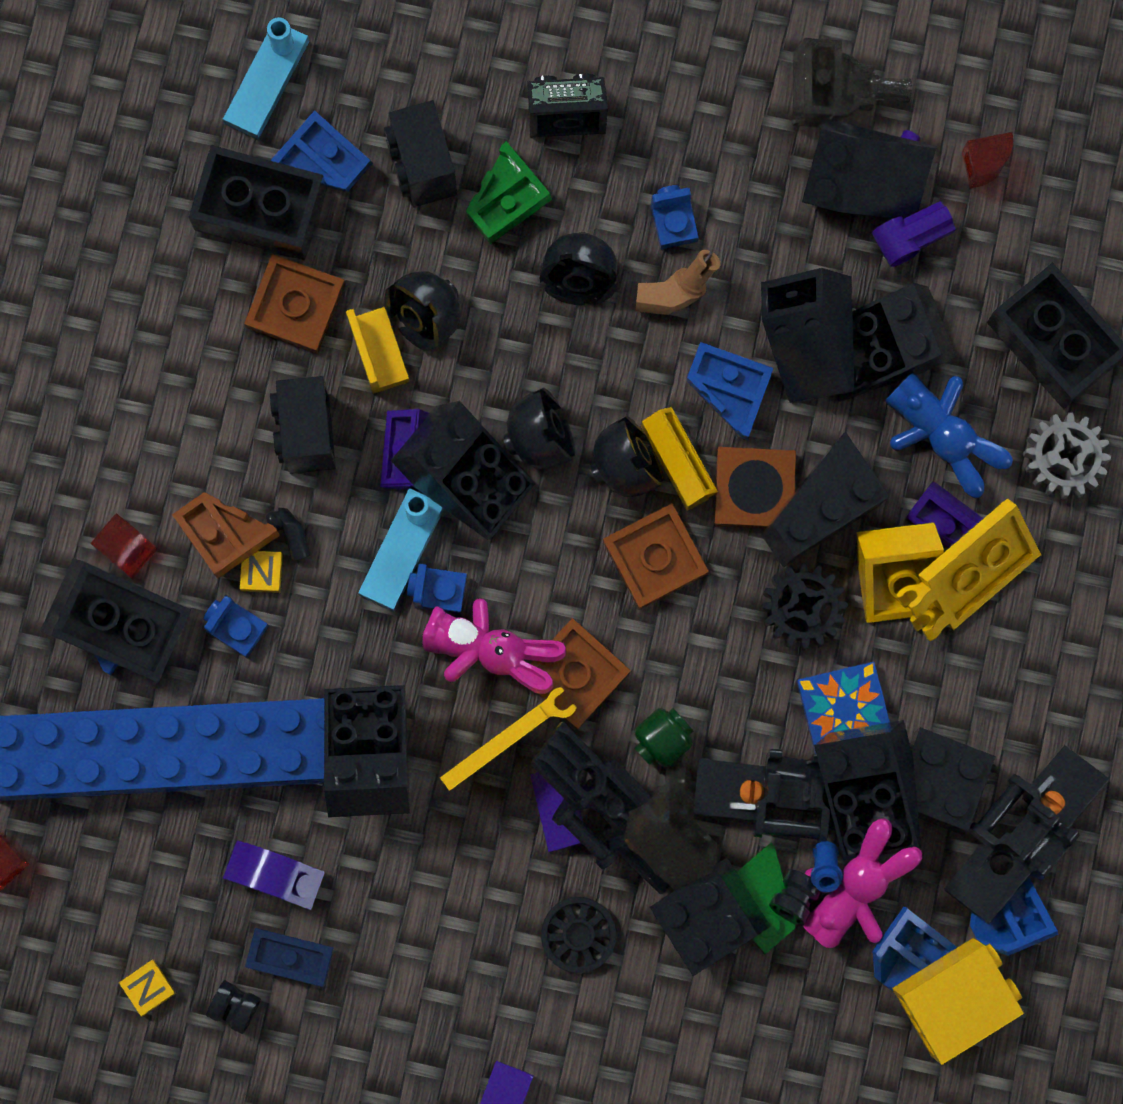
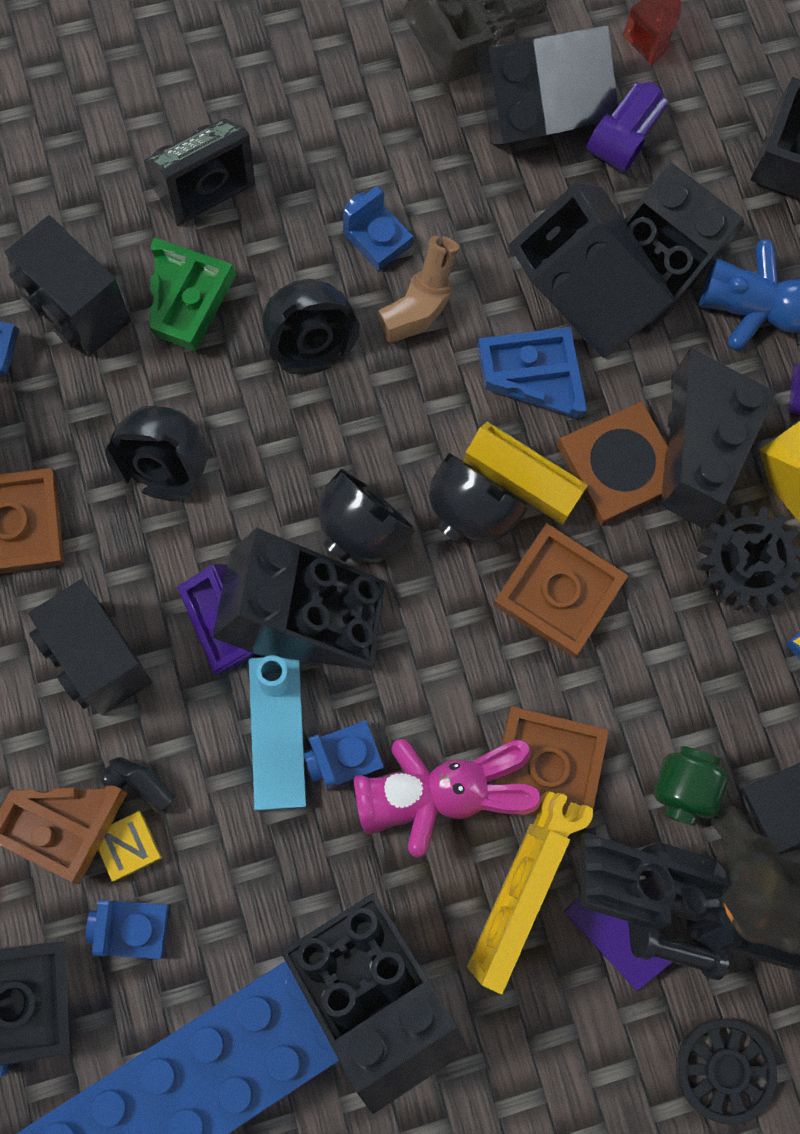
camera: 35 degrees left, 5 degrees down
(378, 349) = (130, 524): yellow panel -> none

